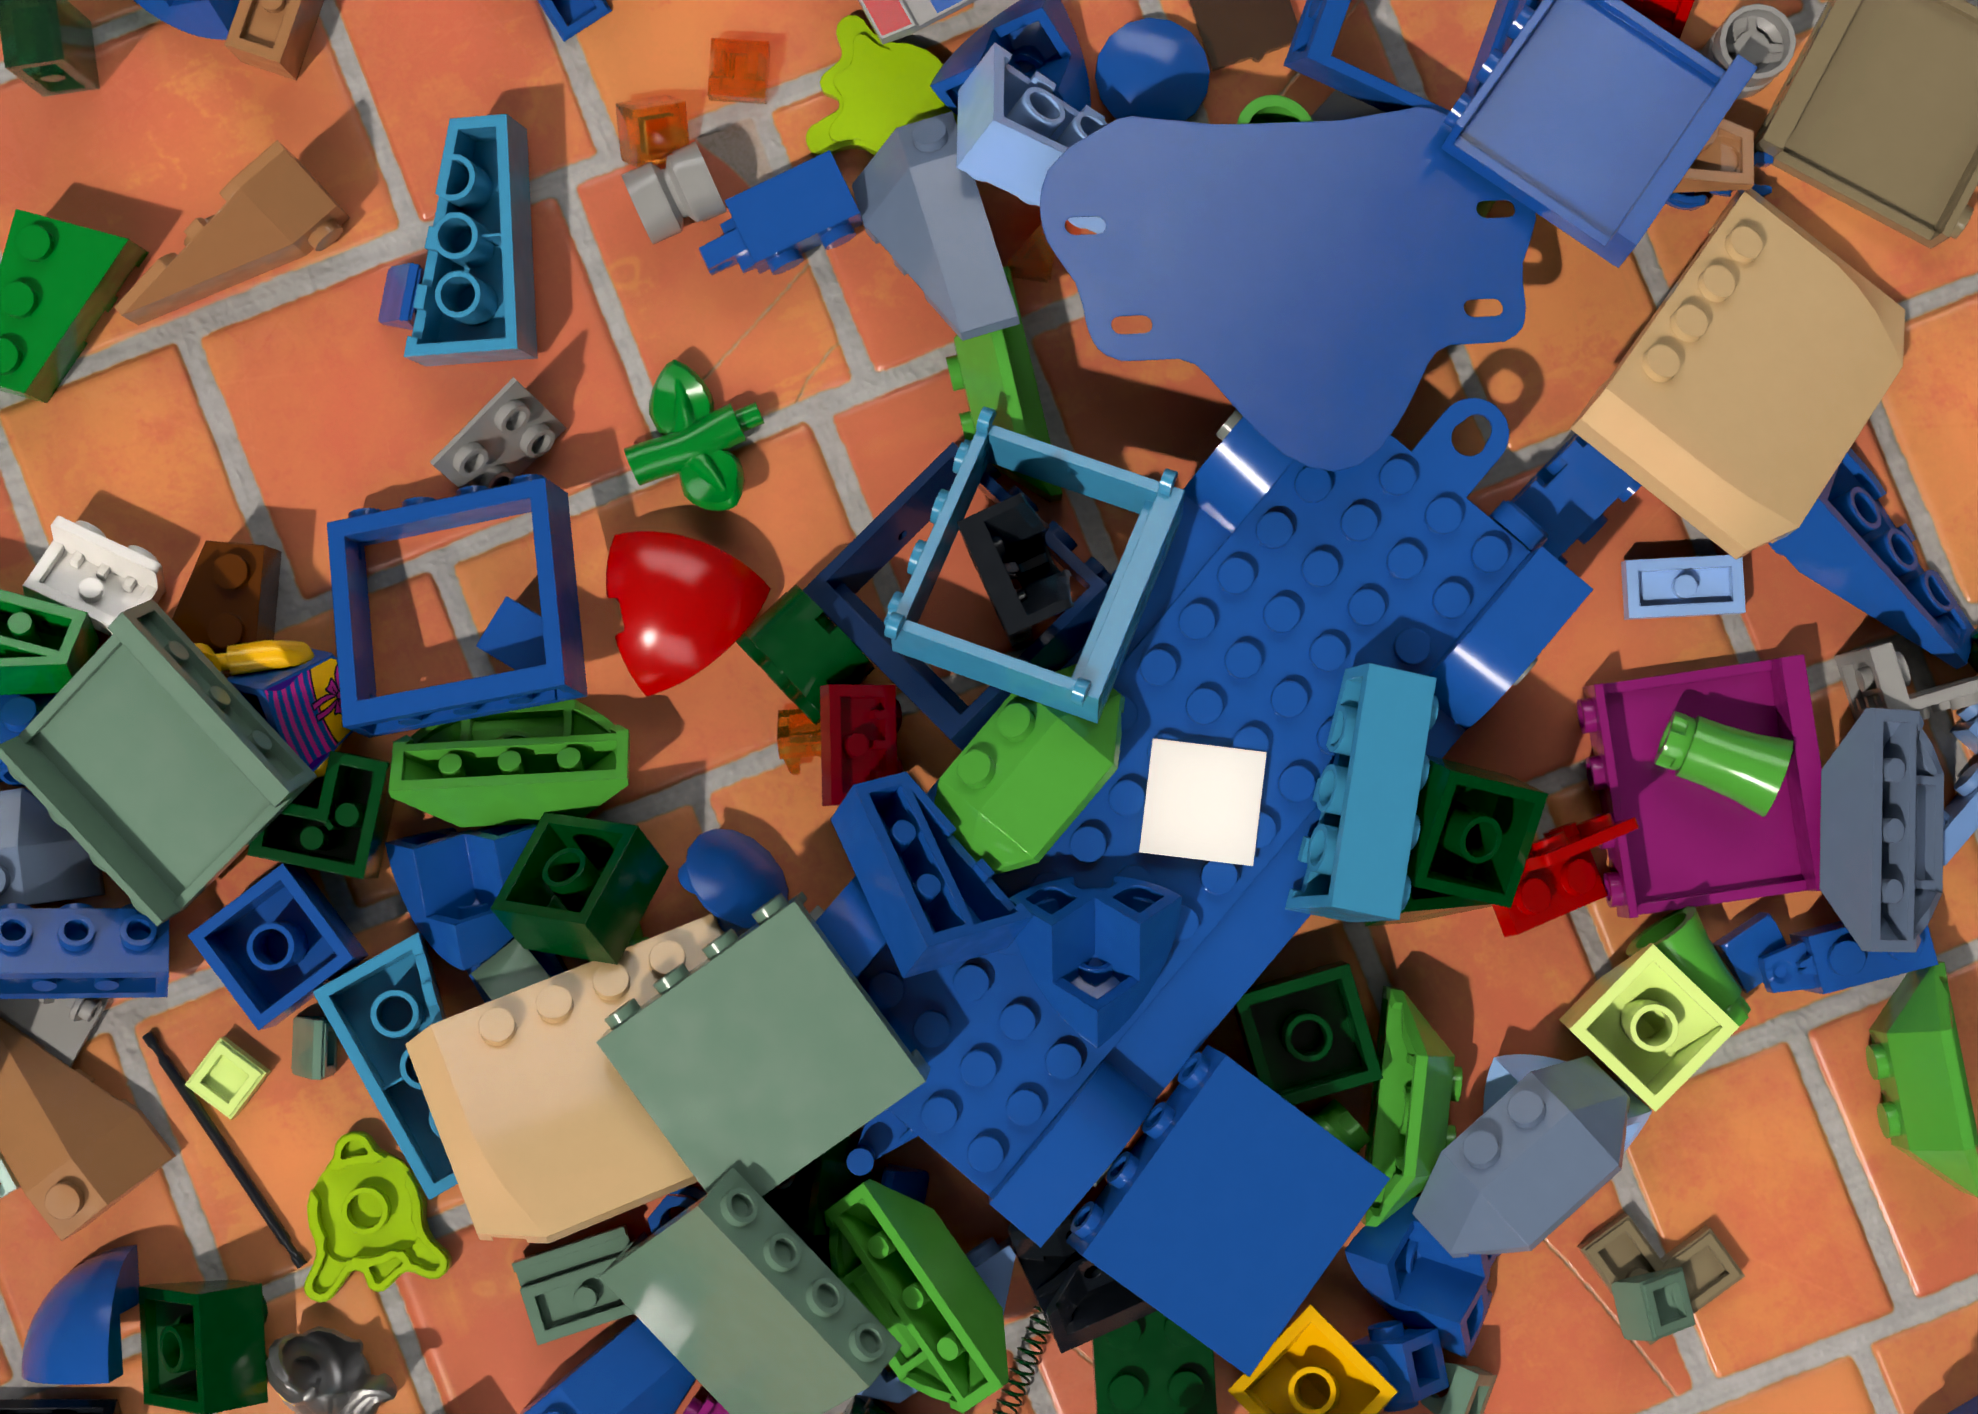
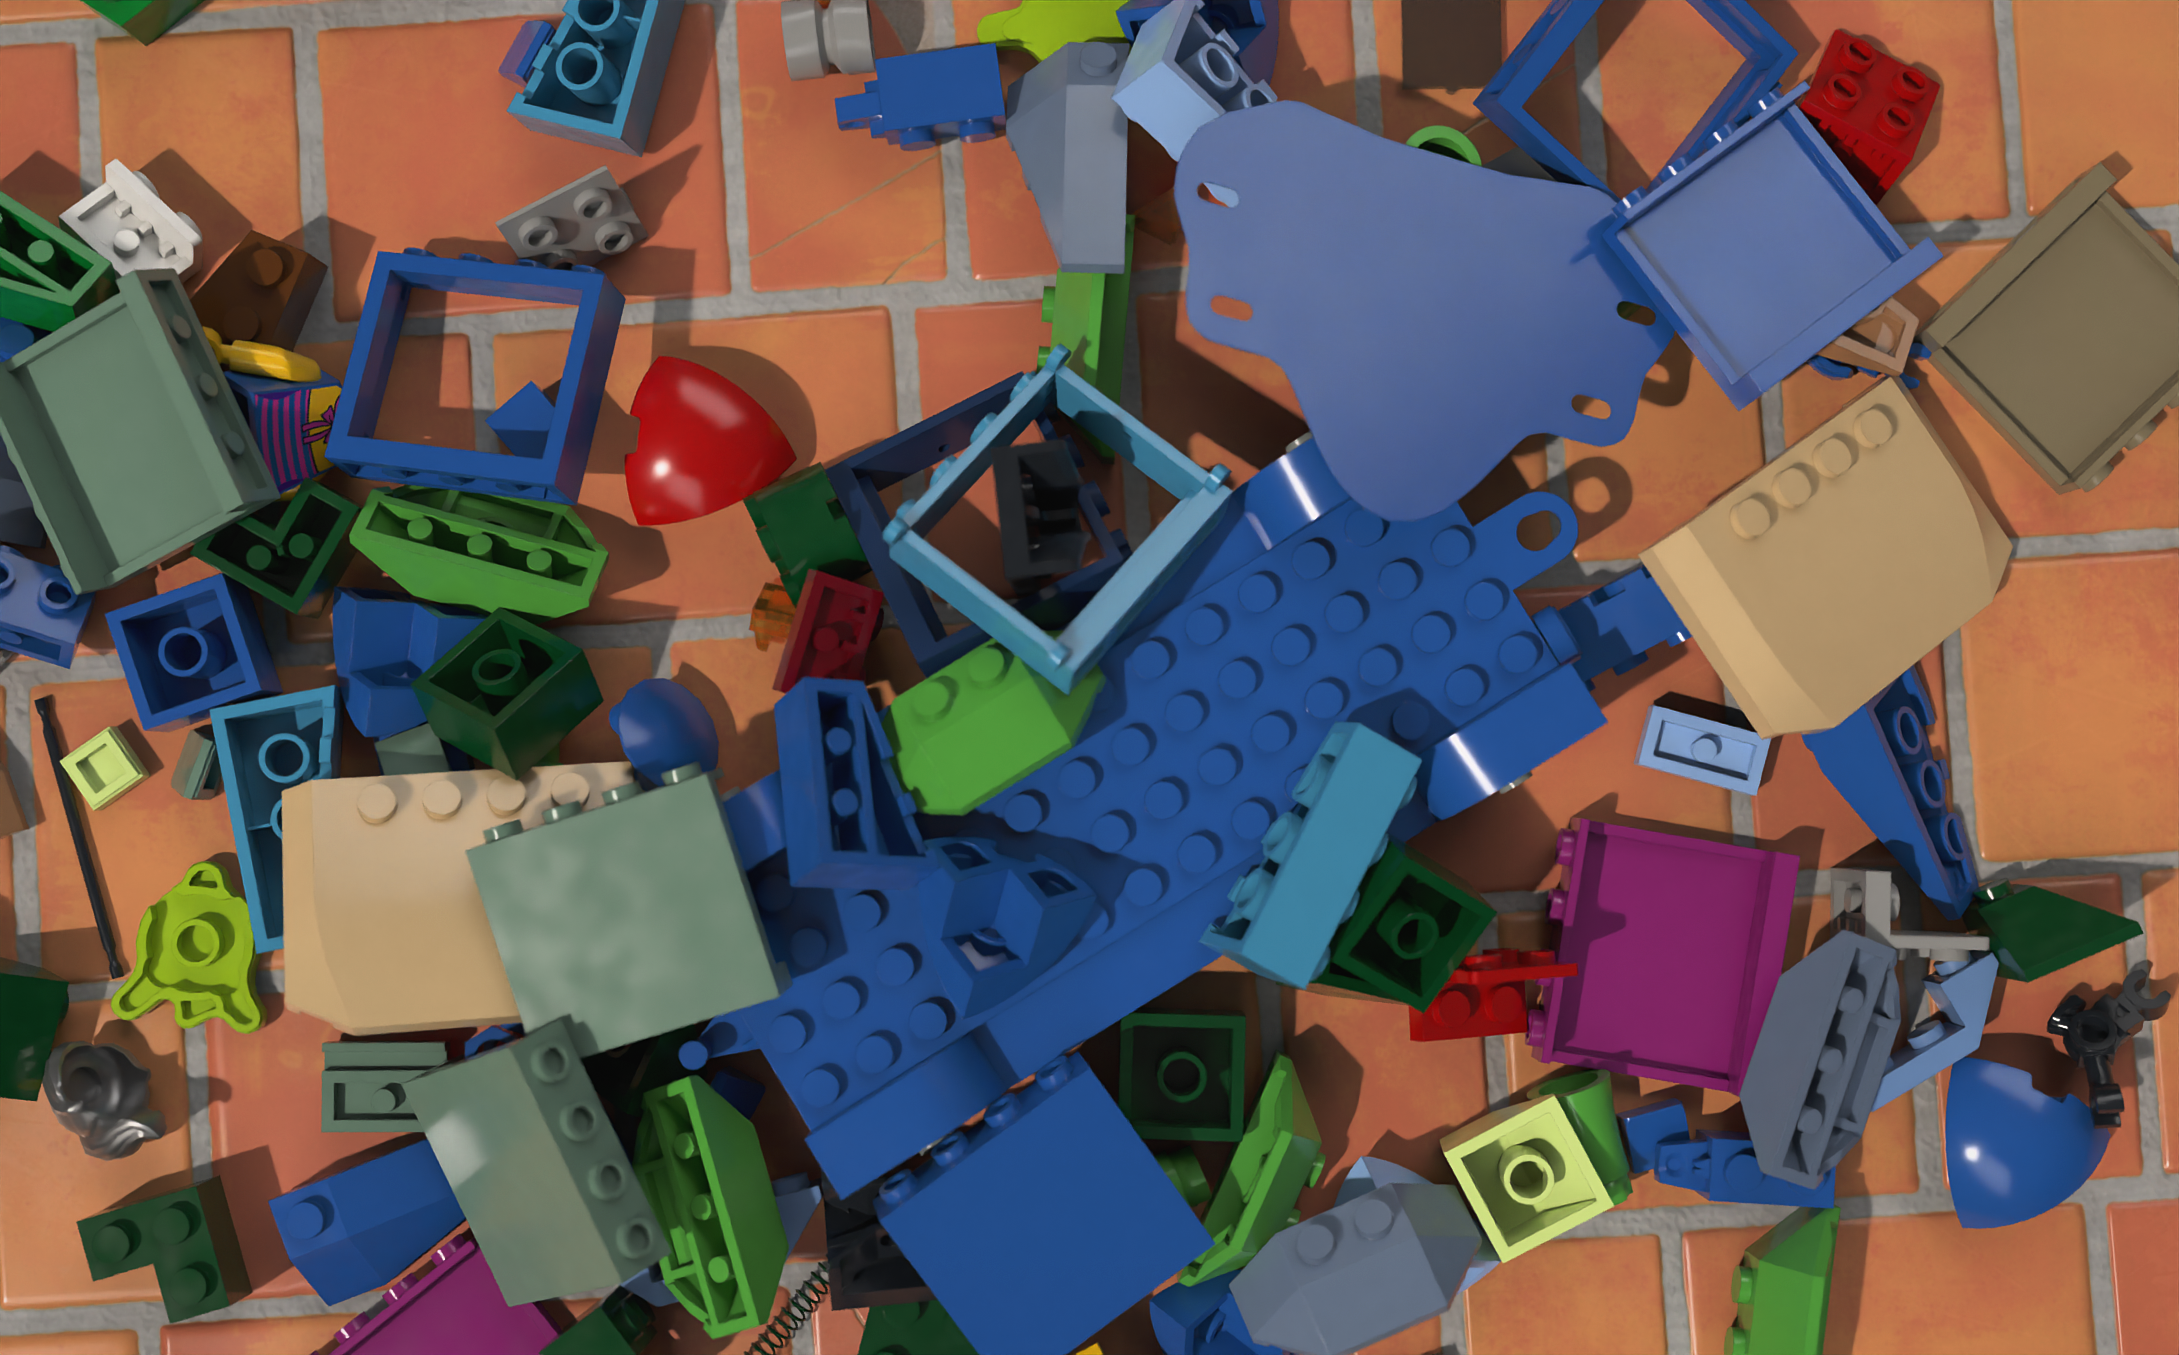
camera: 15 degrees right, 0 degrees up
(693, 440) = (769, 287): green plant -> none
(1152, 71) = (1343, 69): blue dish -> none
(1202, 802) = (1150, 808): white sticker -> none
(1725, 759) = (1688, 935): bright green plant -> none
(1759, 36) = (1956, 227): light grey wheel -> none

